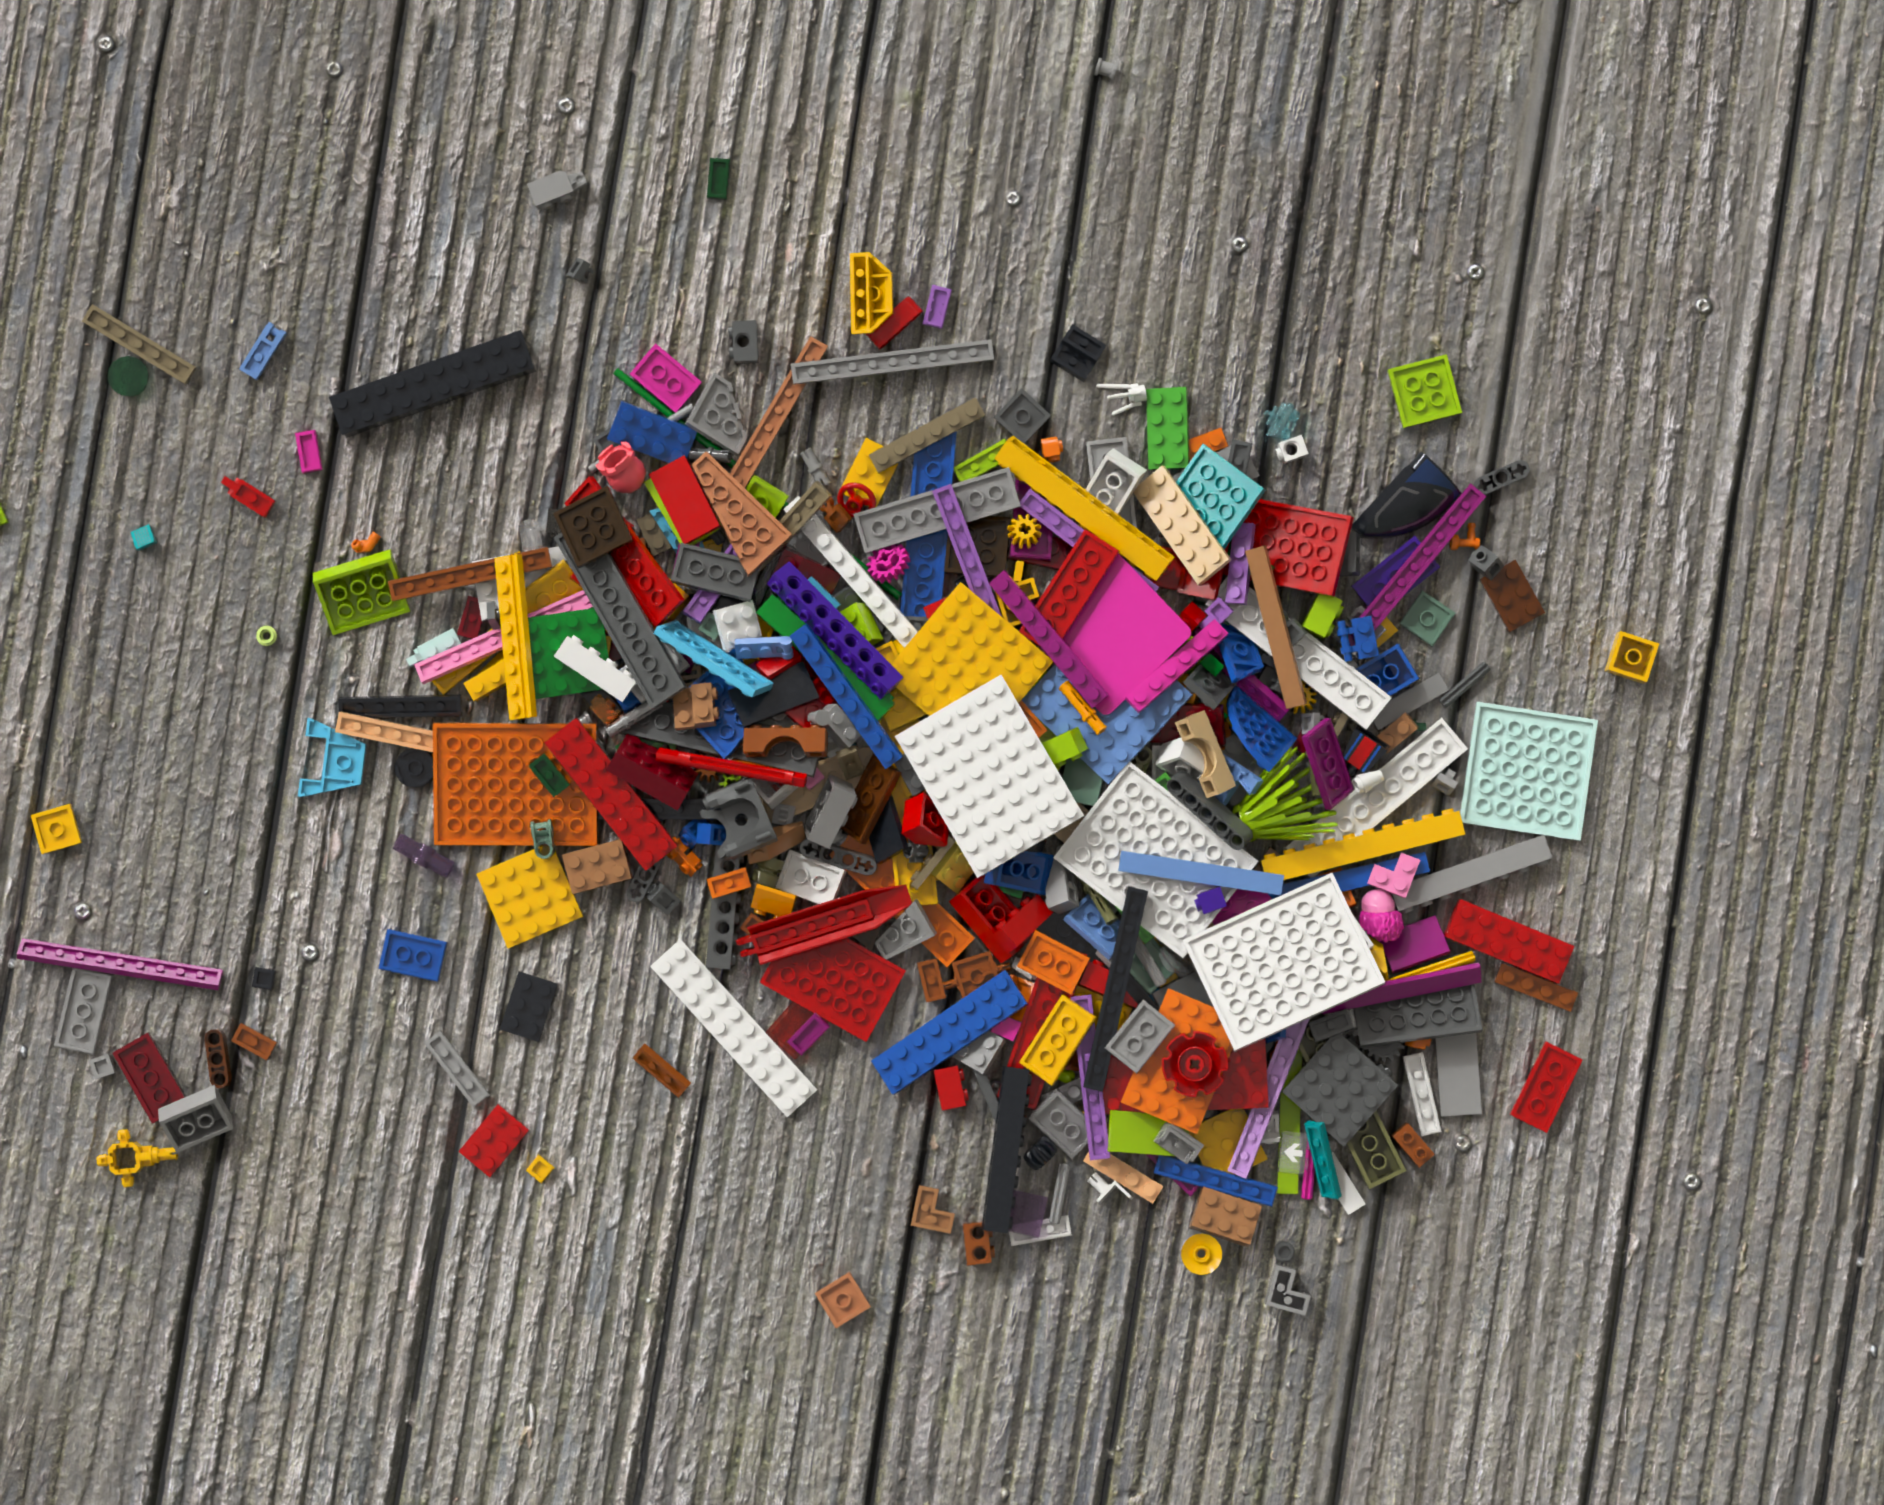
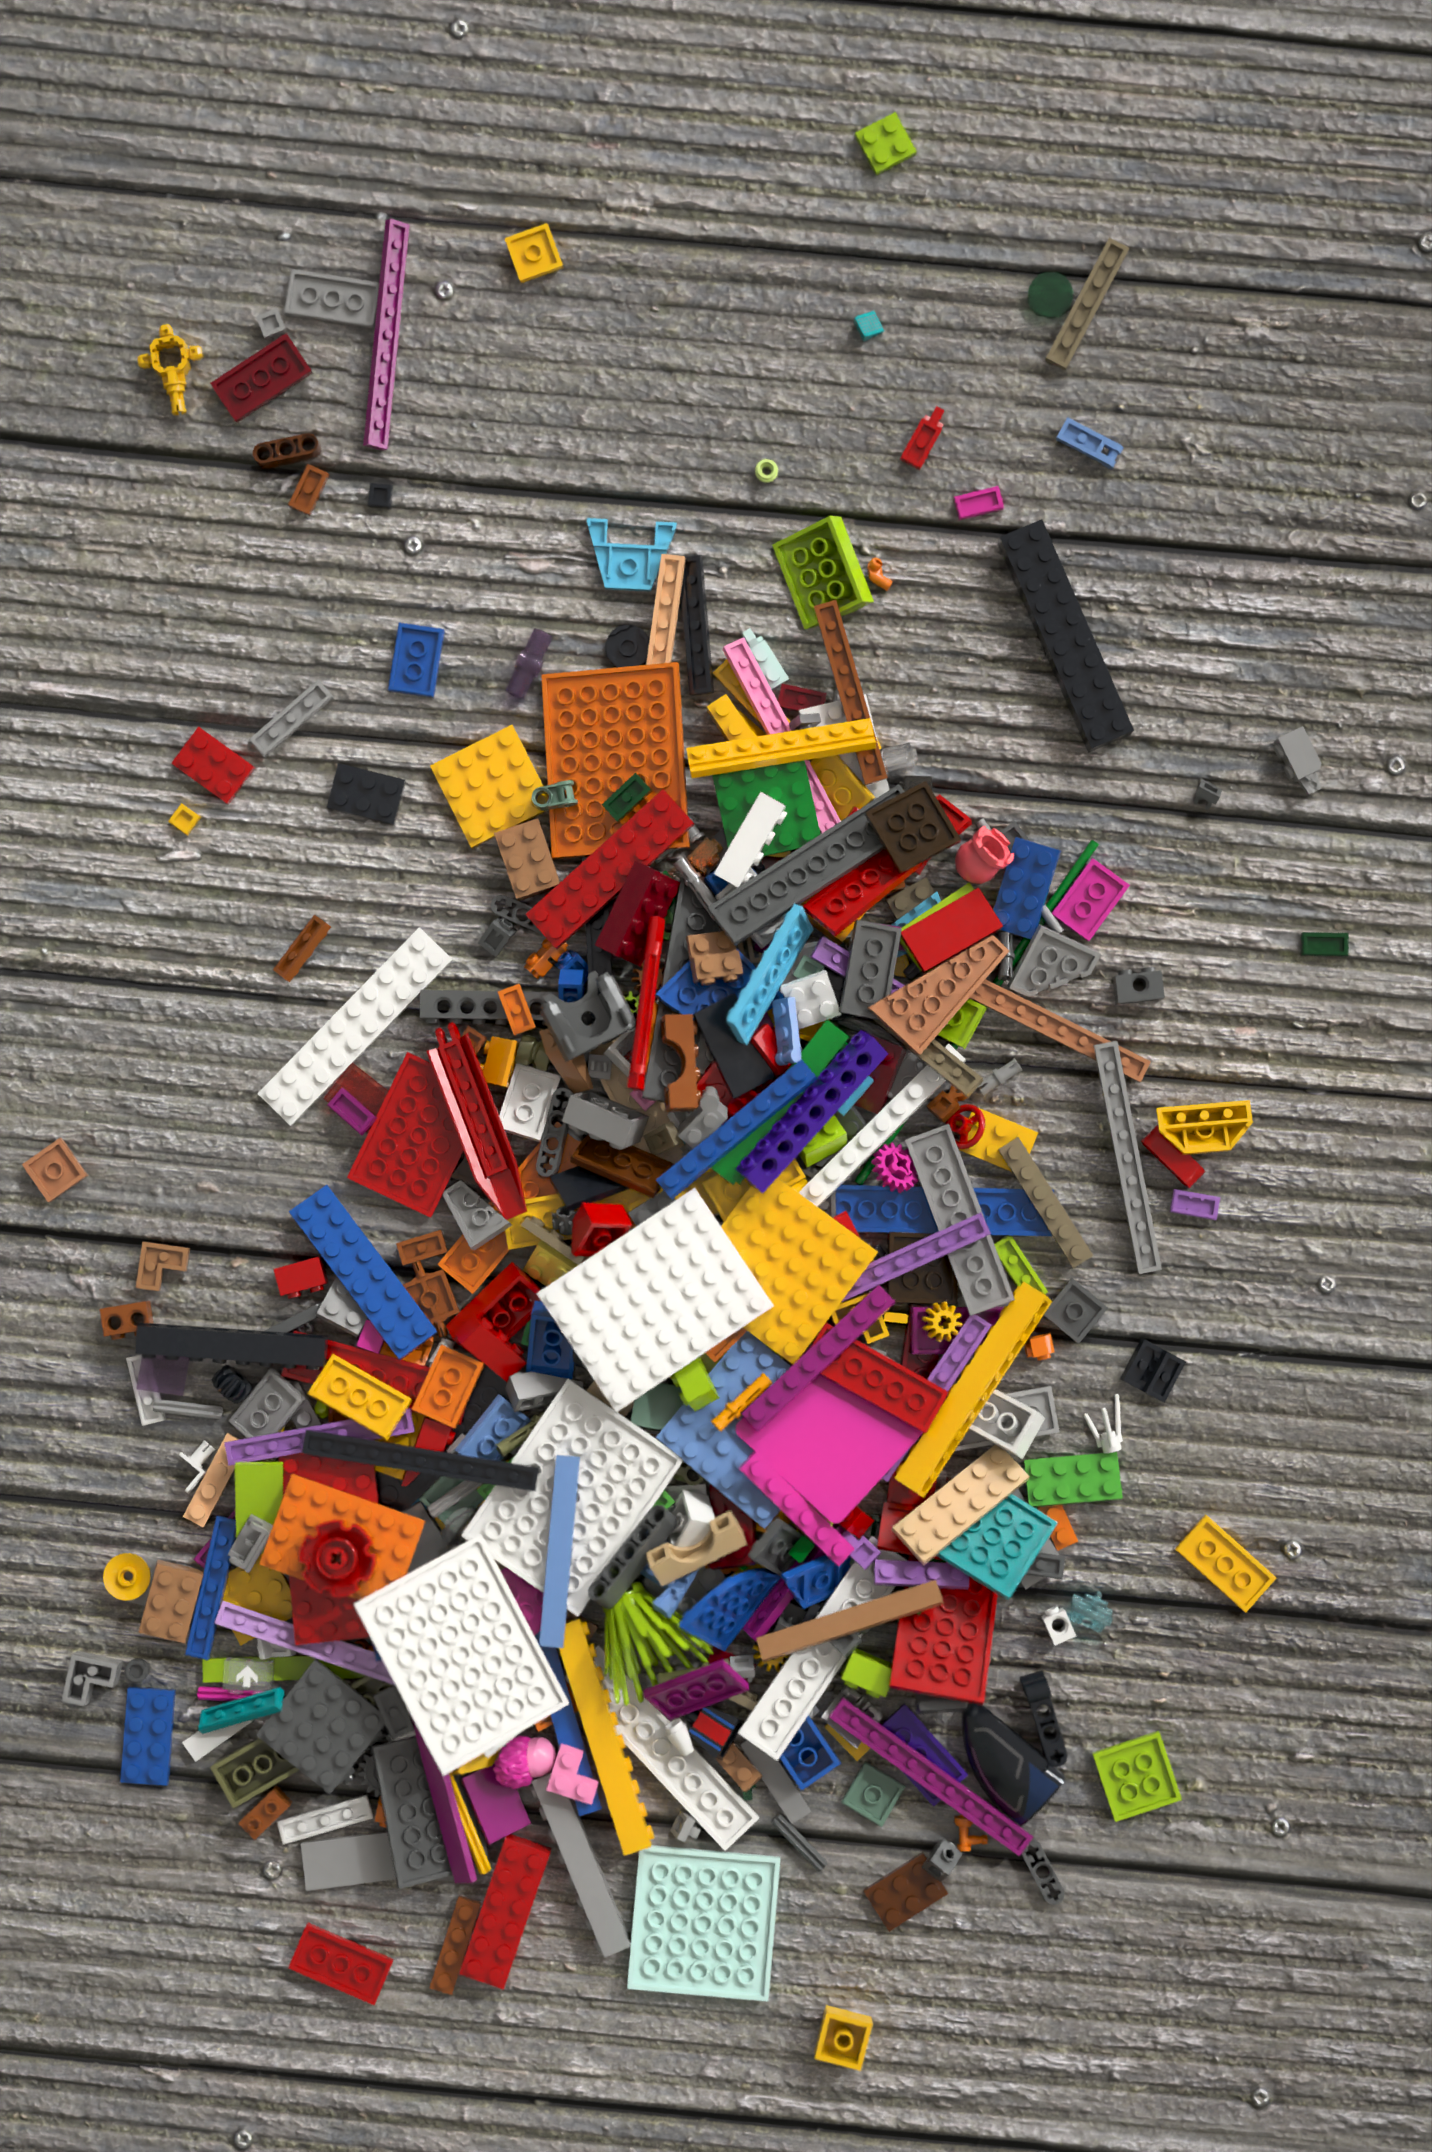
camera: 90 degrees right, 0 degrees up
(195, 1118) = (216, 429): light grey brick -> none
(1140, 1036) = (366, 1492): light grey tile -> none
(1210, 900) = (528, 1564): dark purple brick -> none
(1247, 302) = (1225, 1563): none -> yellow tile
(1341, 1244) = (148, 1736): none -> blue plate
(1347, 470) = (1038, 1693): none -> black piece
(1363, 636) = (844, 1723): blue plate -> none

